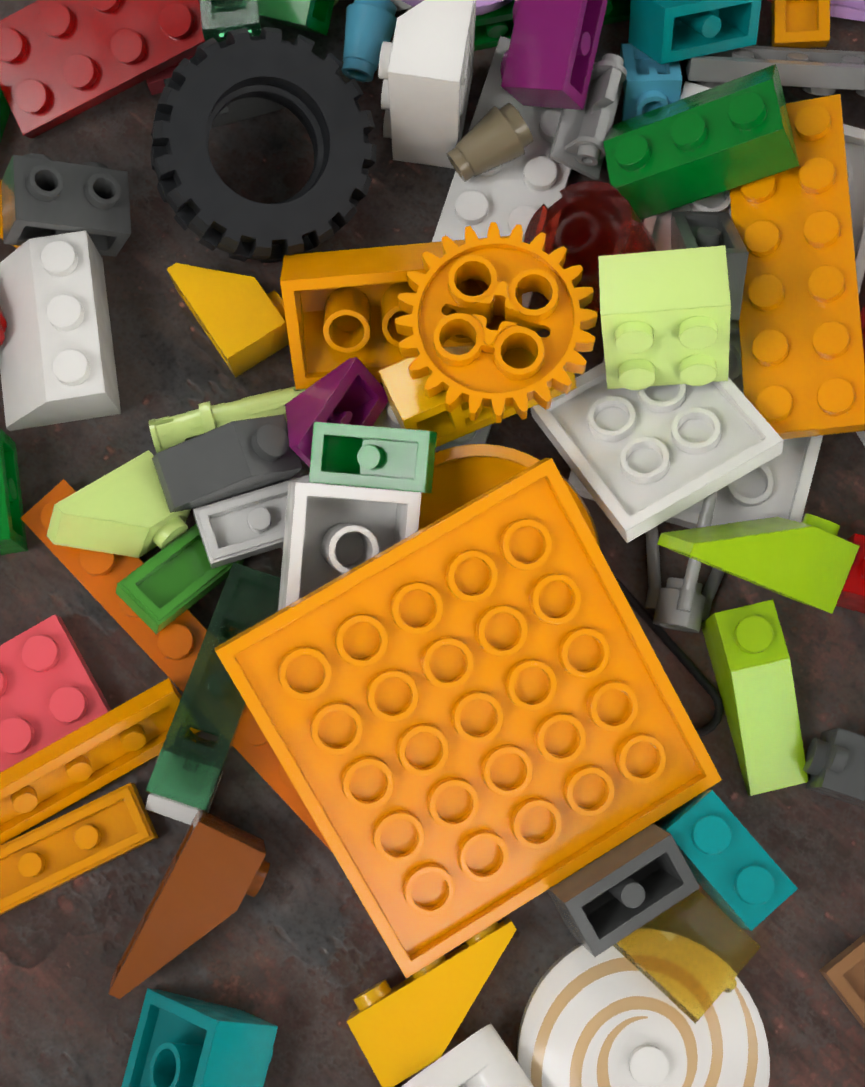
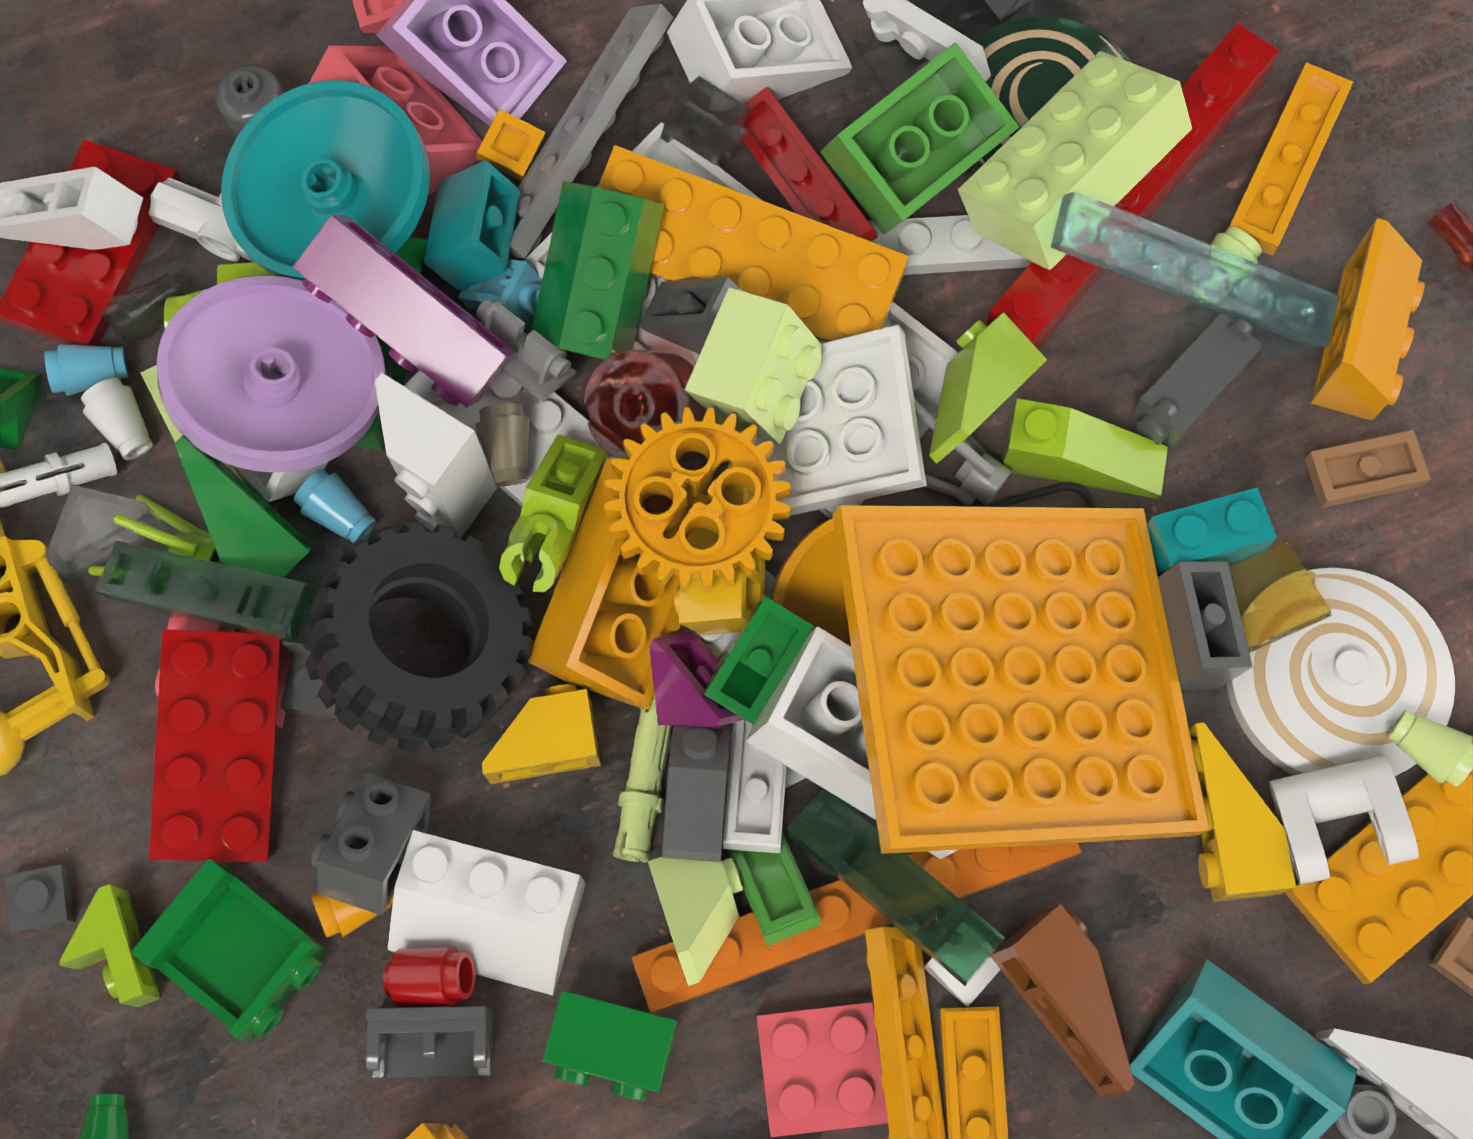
camera: 65 degrees left, 5 degrees down
(433, 206) = (553, 510): none -> lime plate

